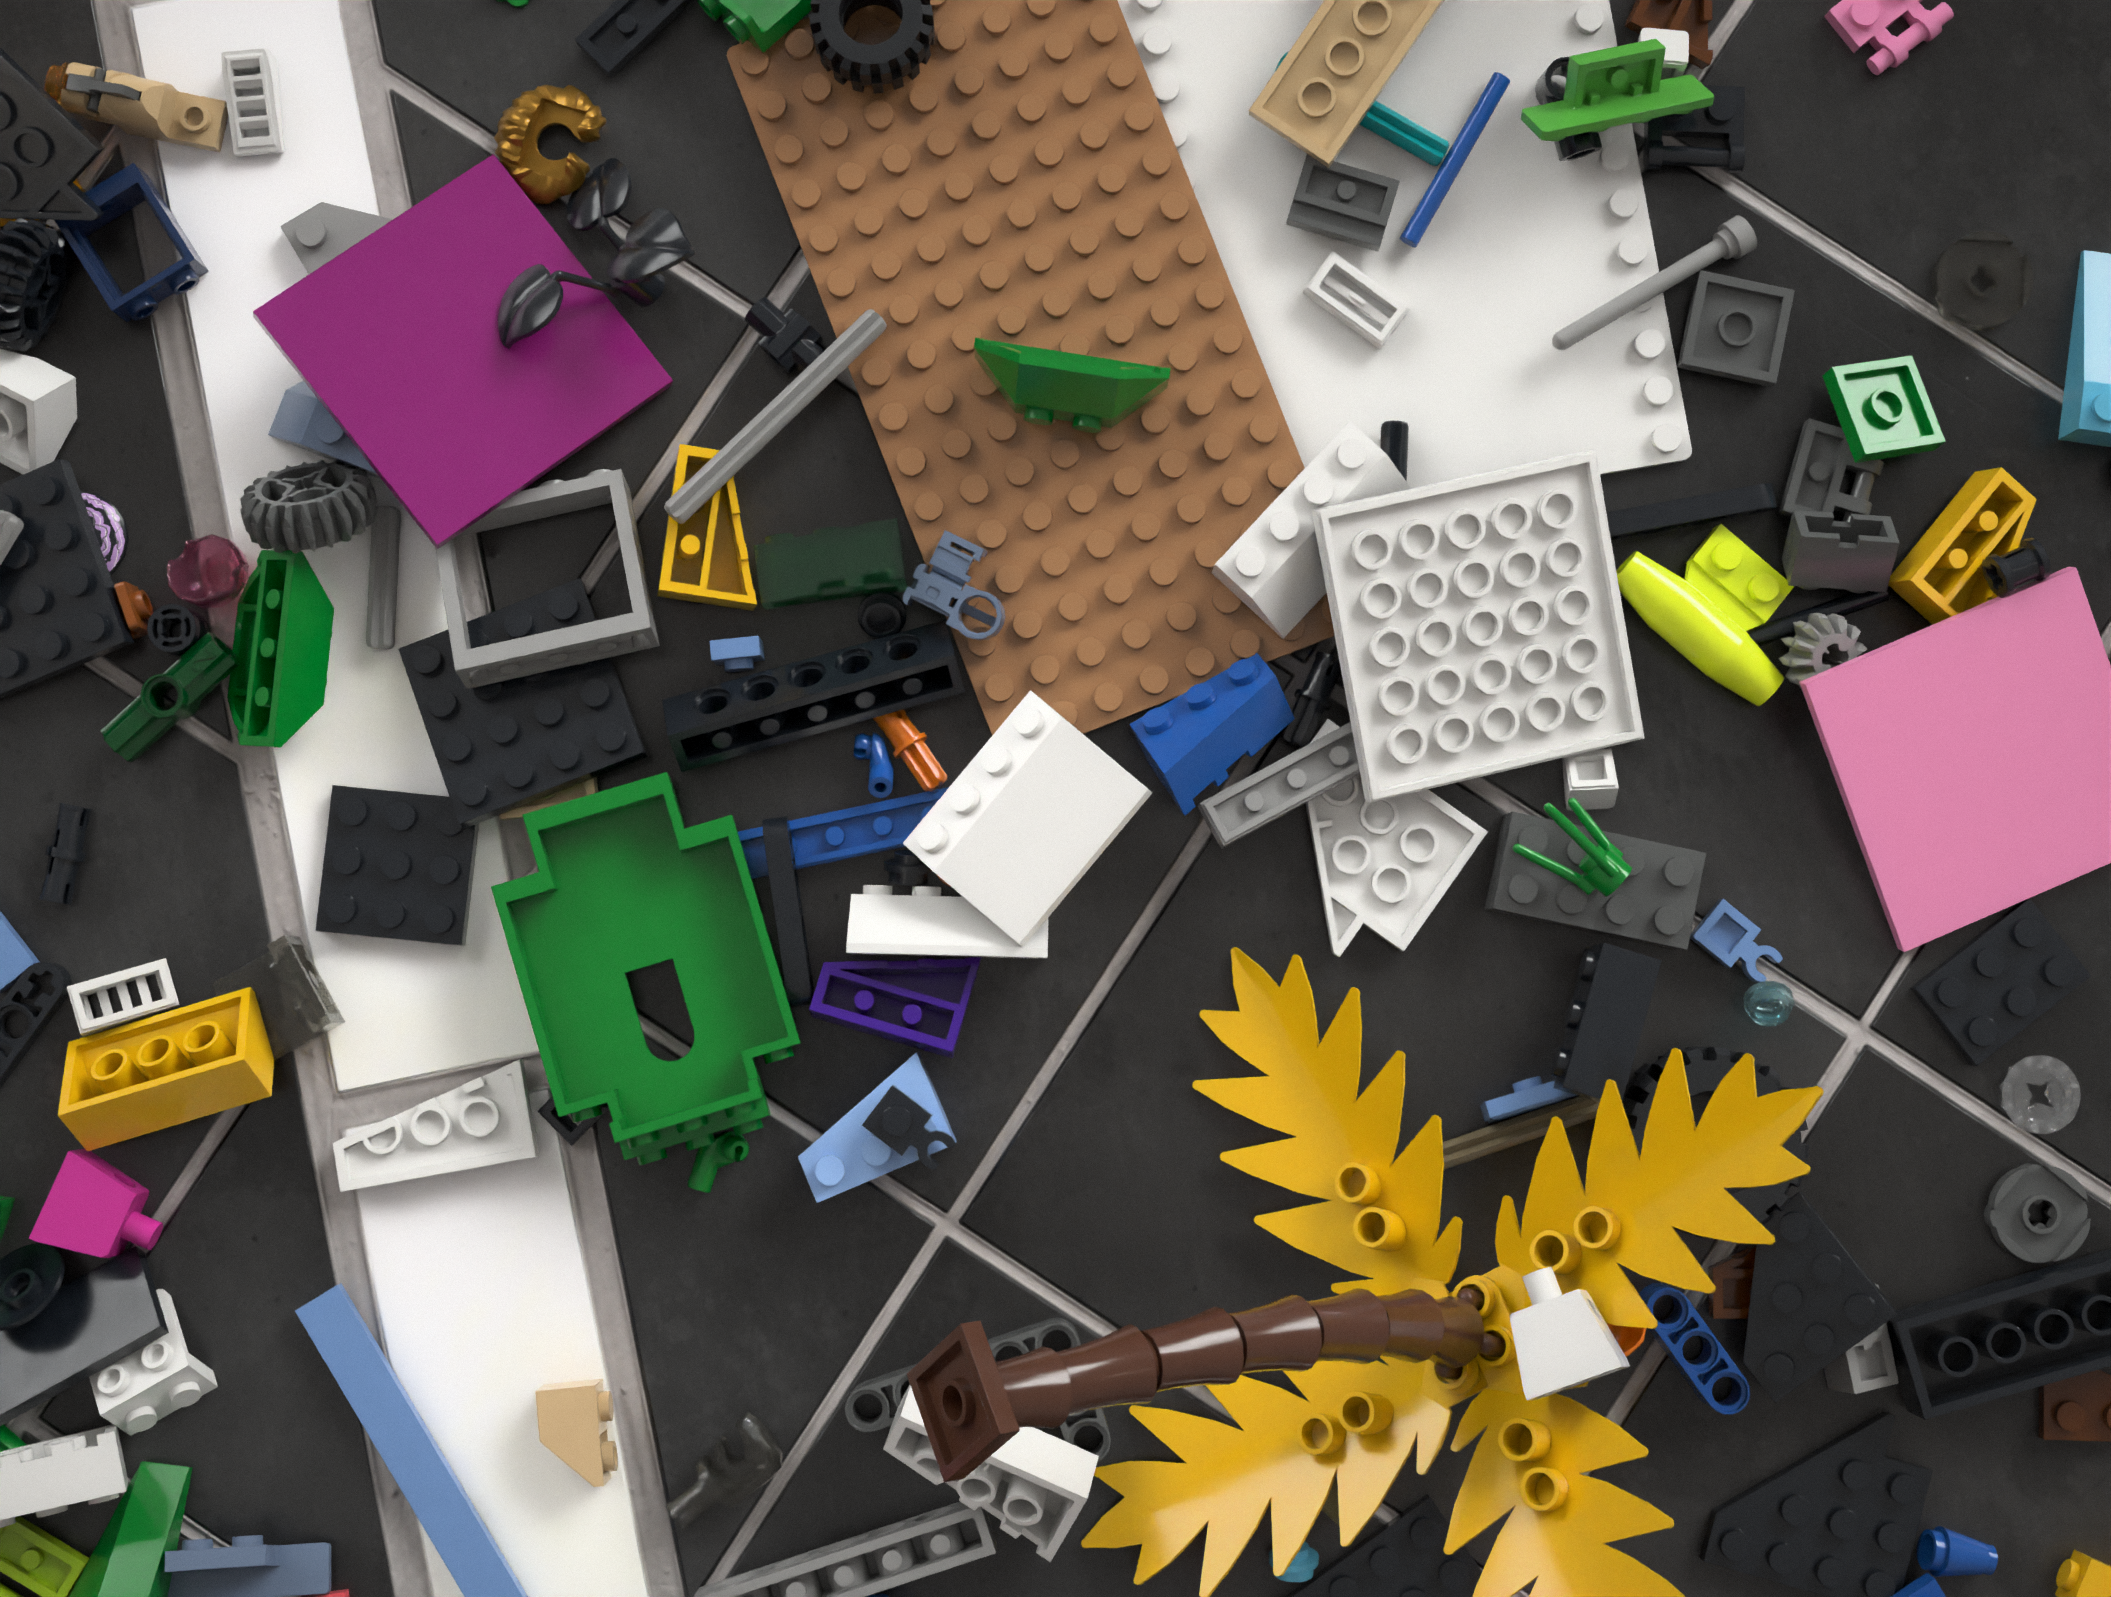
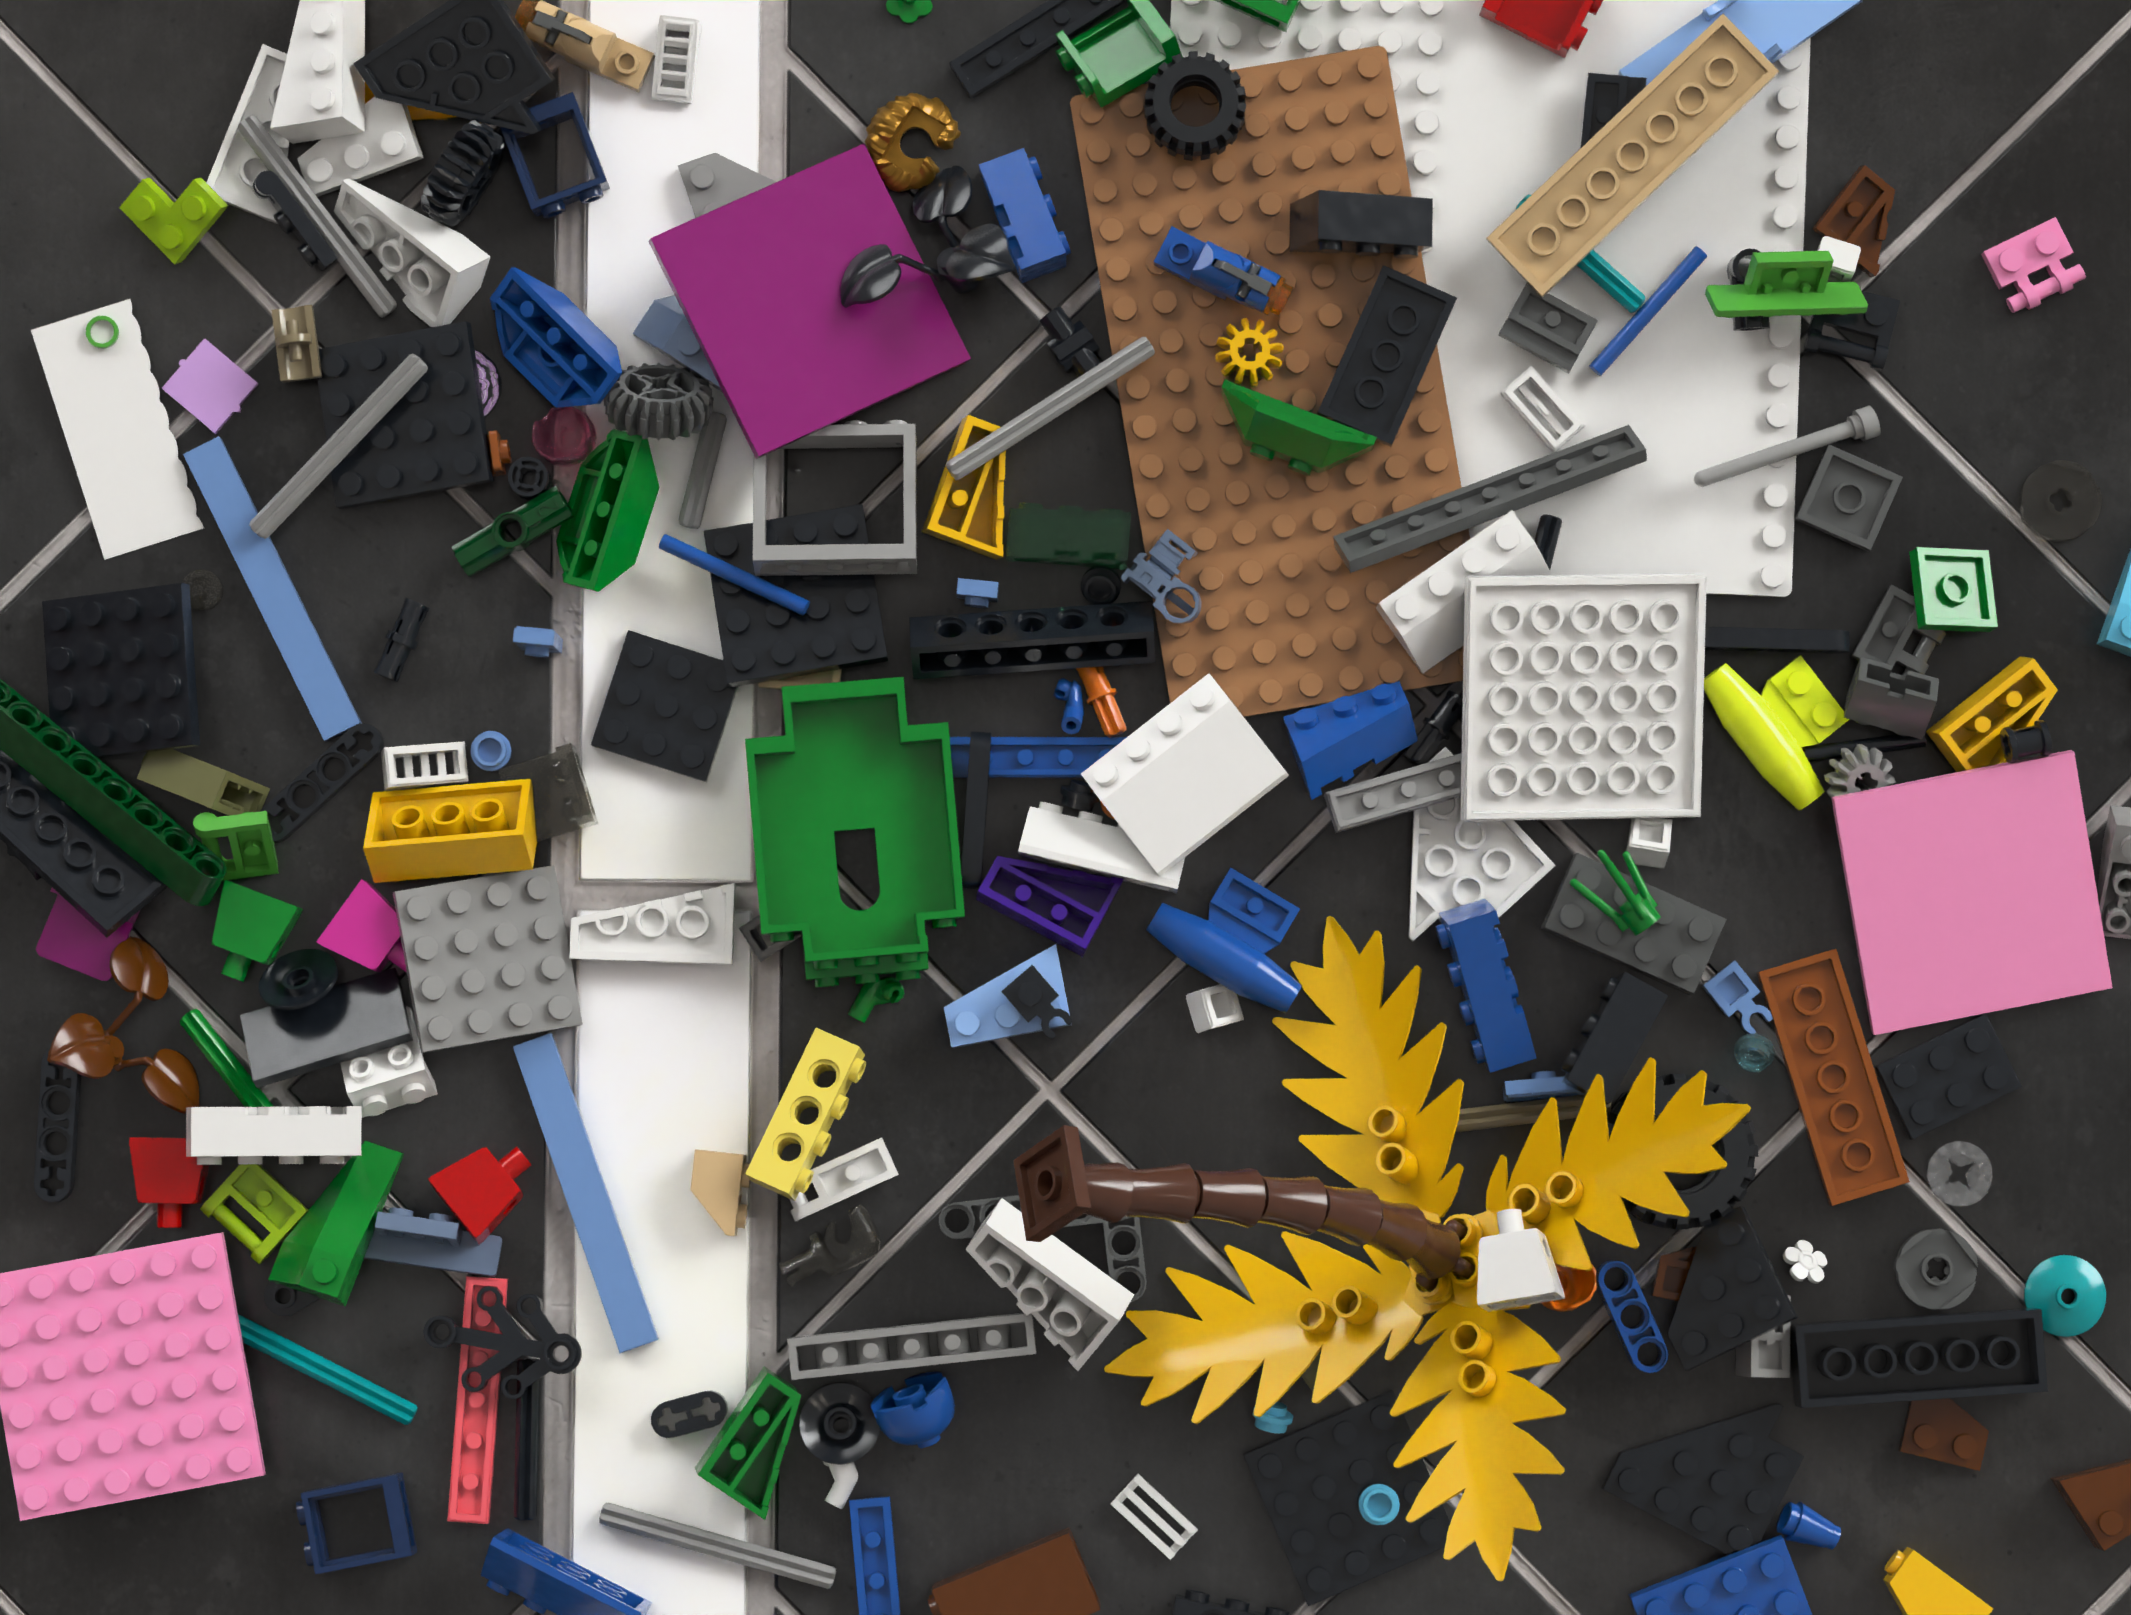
camera: 20 degrees right, 0 degrees up
(169, 461) = (553, 342): none -> blue wedge
(199, 963) = (491, 751): none -> medium blue plate
(222, 821) = (537, 641): none -> medium blue plate
(240, 1214) = (487, 958): none -> light grey plate
(289, 1494) = (481, 1189): none -> red torso
(441, 692) = (734, 574): none -> blue bar
(626, 1389) = (821, 1054): none -> light yellow brick
(701, 198) = (1025, 214): none -> blue wedge
(719, 1385) = (846, 1177): none -> white plate
(947, 214) = (1222, 272): none -> blue plate
(1017, 305) = (1262, 359): none -> yellow gear
(1097, 121) = (1361, 224): none -> black wedge
(1121, 1084) = (1213, 1008): none -> white slope
(1126, 1006) = (1233, 942): none -> blue plate
(1162, 270) = (1387, 355): none -> black plate
(1318, 415) = (1489, 498): none -> dark grey plate
(1438, 991) = (1486, 985): none -> blue wedge
(1868, 1013) = (1833, 1077): none -> dark orange plate
(1884, 1239) = (1804, 1262): none -> white plant

